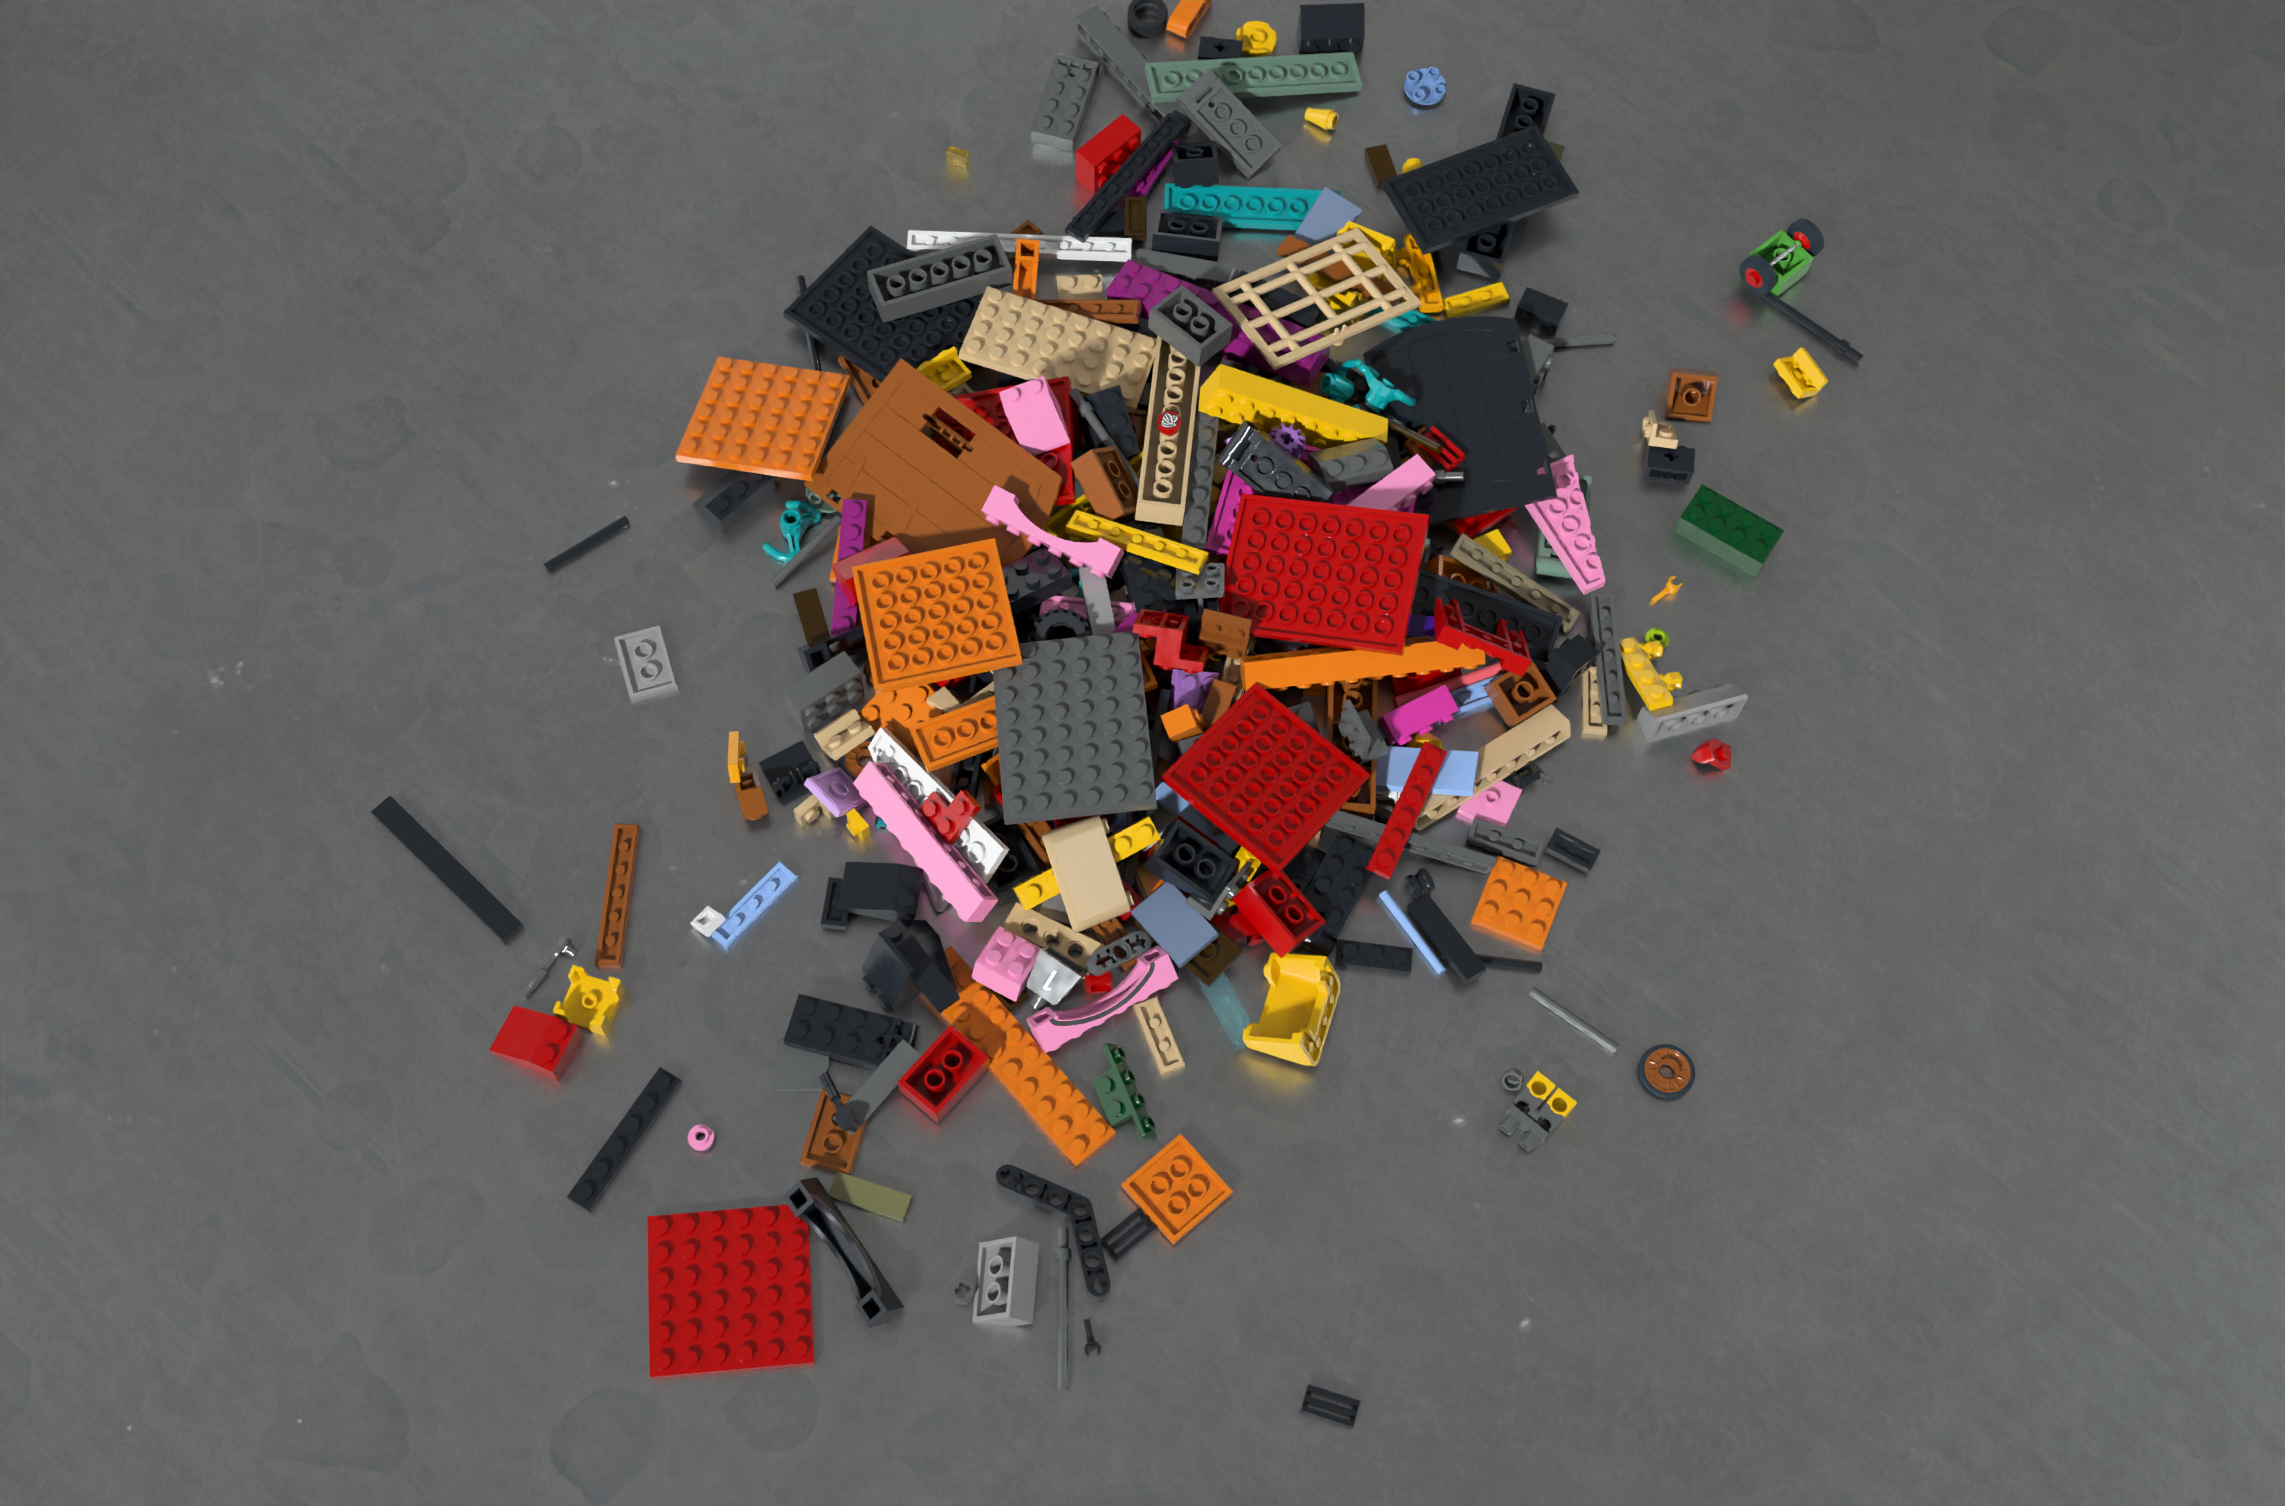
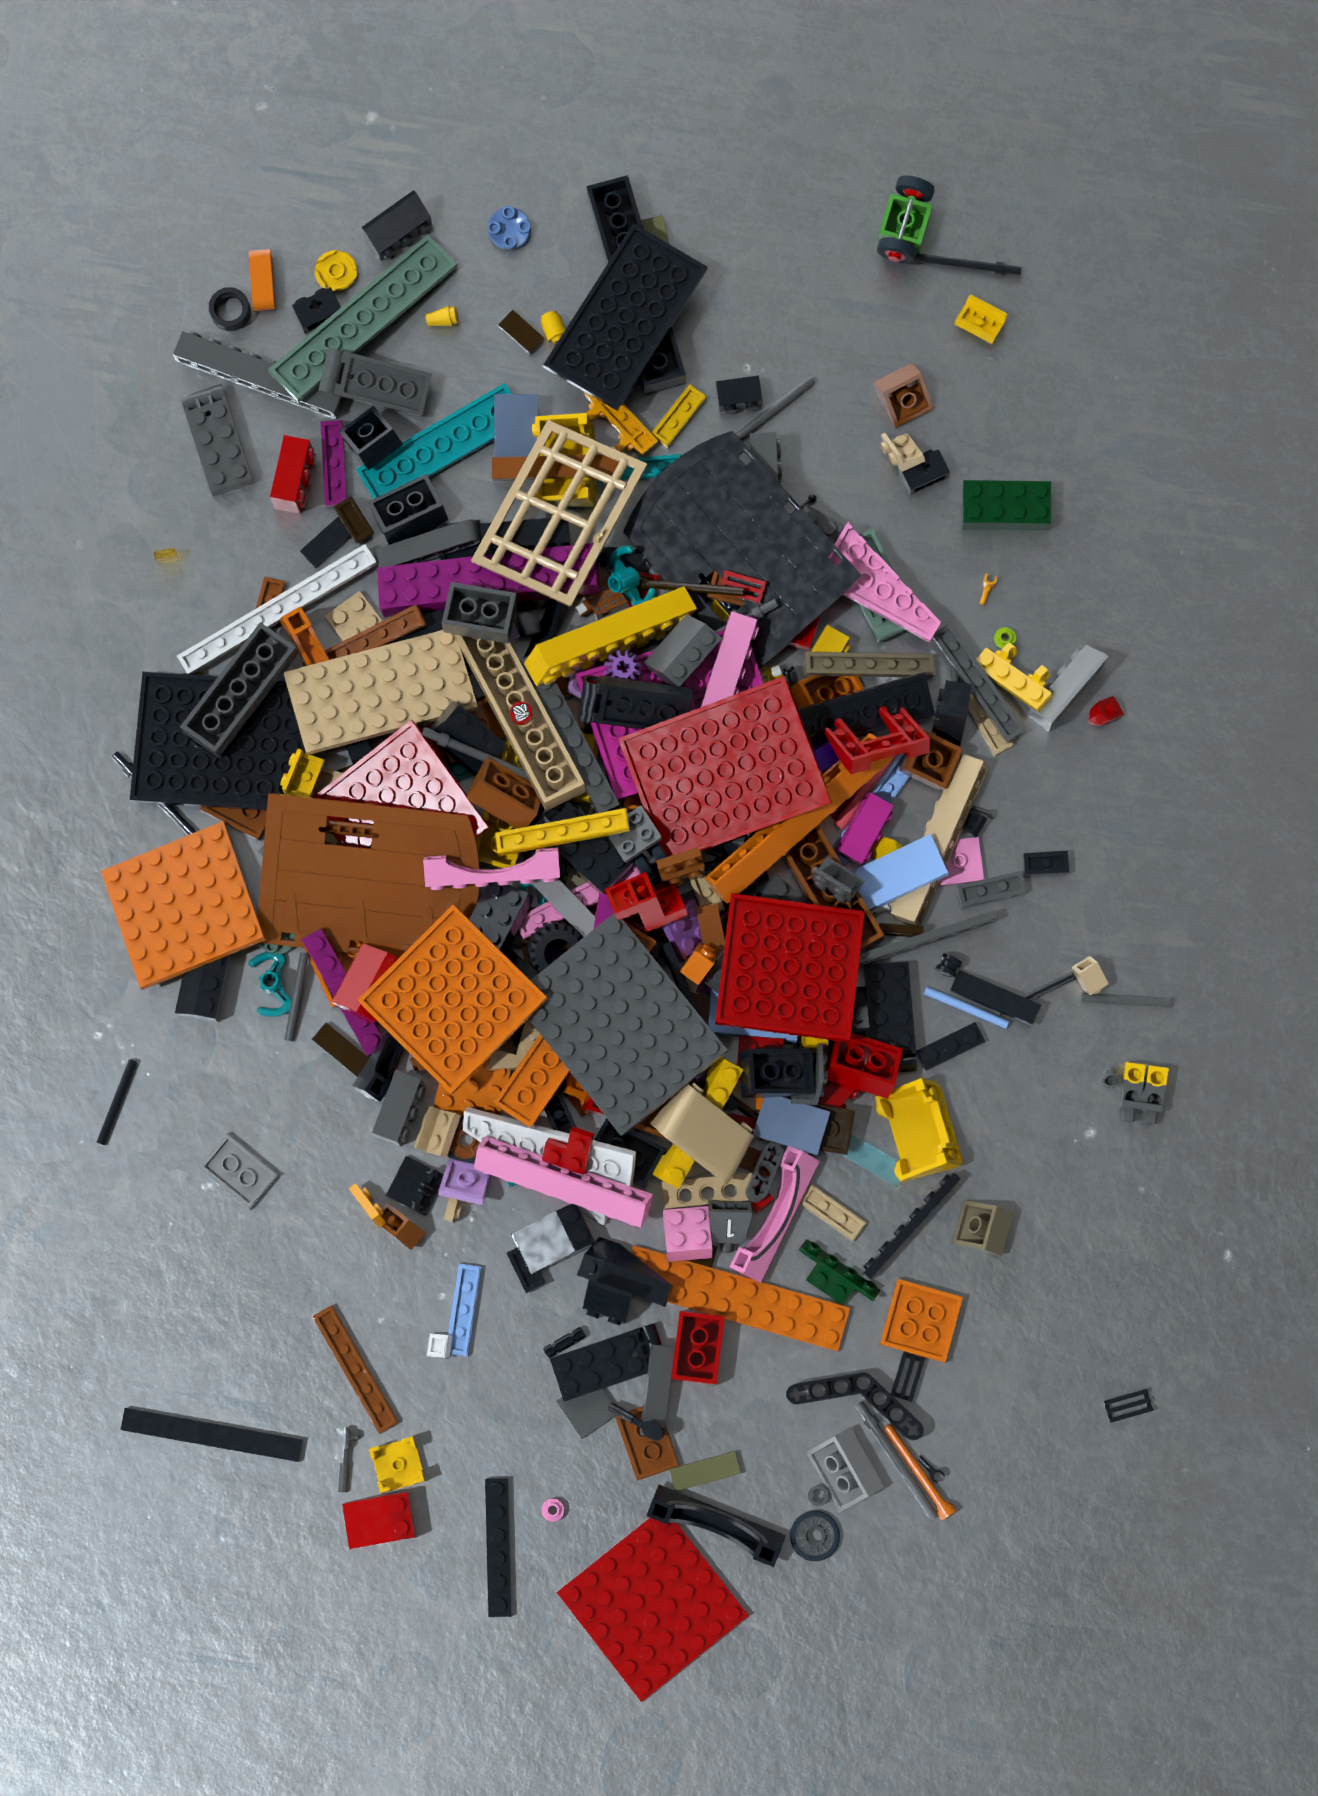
camera: 25 degrees left, 15 degrees up
(825, 992) = (564, 1342): none -> black axle
(857, 825) = (497, 1197): yellow plate -> none
(938, 1344) = (829, 1540): none -> wheel
(1035, 416) = (414, 779): bright pink slope -> none
(1078, 1387) = (943, 1507): none -> orange piece
(1125, 178) = (323, 489): black tile -> none
(1217, 1095) = (904, 1232): none -> black plate
(1296, 1140) = (983, 1227): none -> dark tan slope
(1382, 391) = (663, 563): teal piece -> none
(1406, 810) = (907, 919): red plate -> none
(1519, 903) = (1031, 931): orange plate -> none
(1551, 973) = (1090, 976): none -> tan brick
(1667, 1086) = (1231, 996): dark orange wheel -> none

